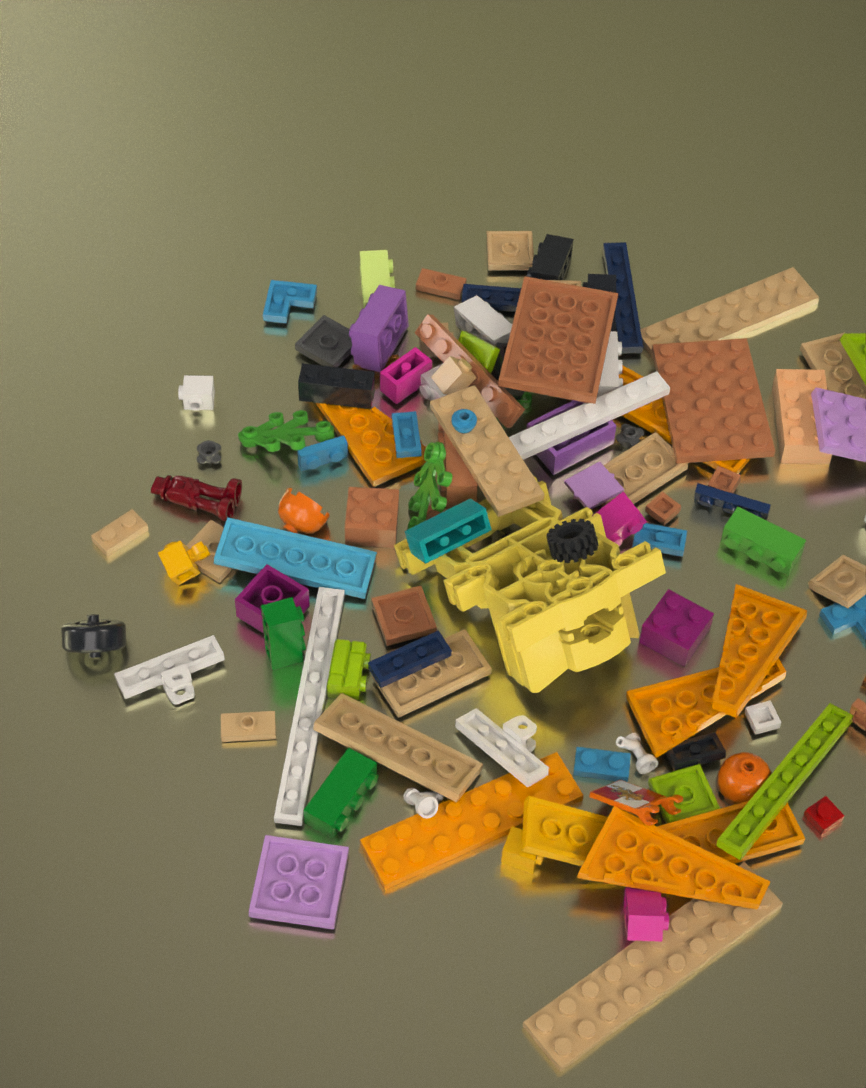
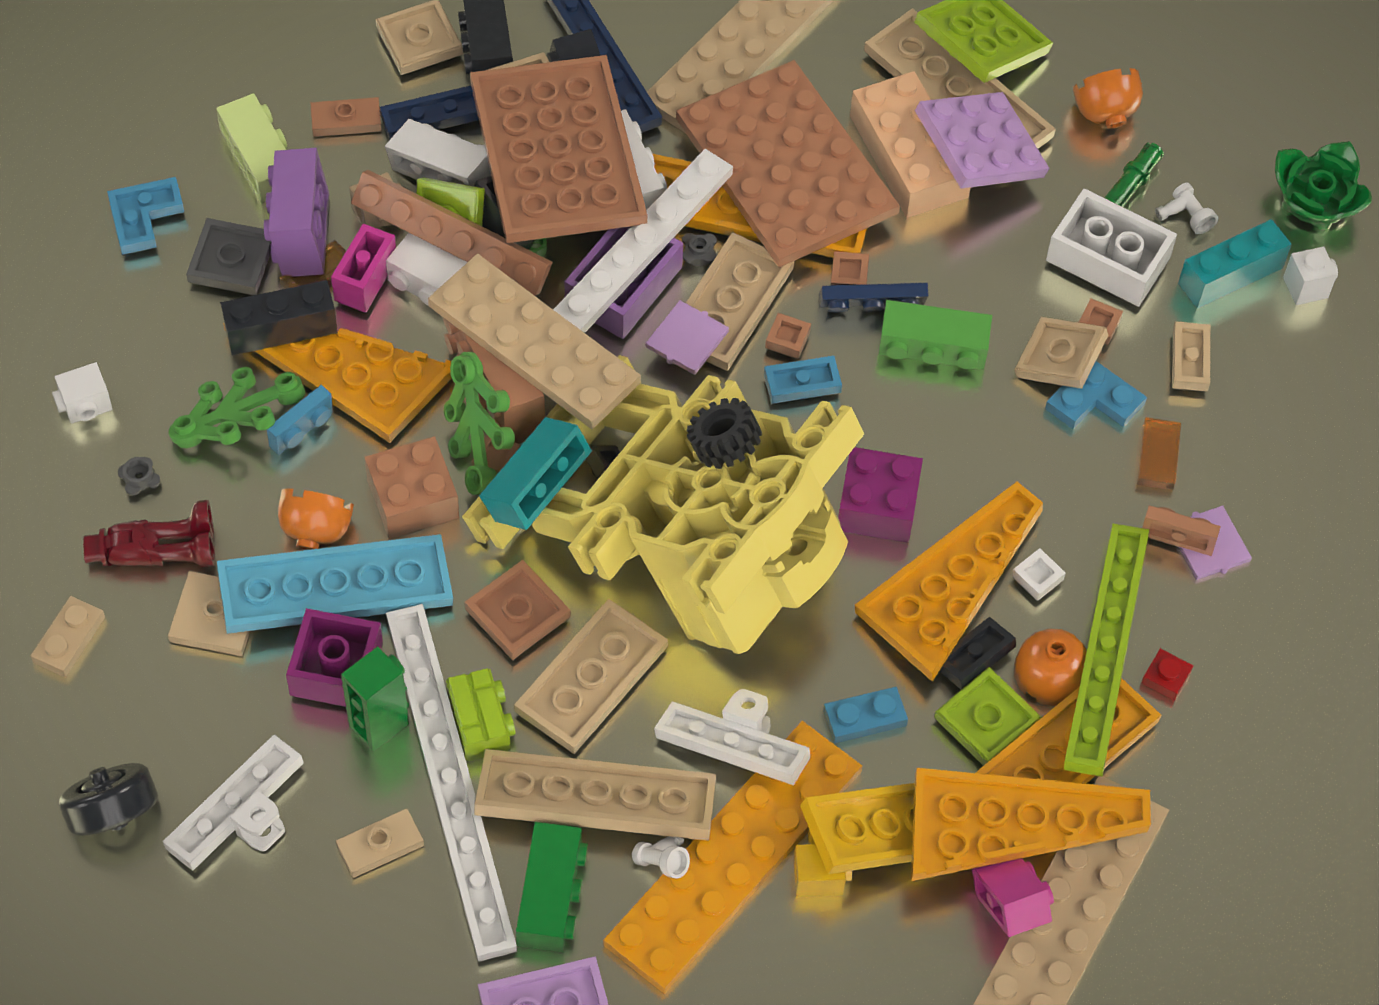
camera: 25 degrees left, 5 degrees up
(181, 560) = (180, 647): yellow brick -> none
(406, 434) = (406, 353): dark azure plate -> none
(409, 659) = (558, 668): dark blue plate -> none
(453, 375) = (439, 249): tan brick -> none
(466, 425) = (494, 318): dark azure plate -> none
(621, 518) = (748, 366): dark pink brick -> none
(636, 800) = (937, 747): flag -> none
(645, 762) = (919, 690): white piece -> none
(752, 644) = (987, 476): light orange wing -> none

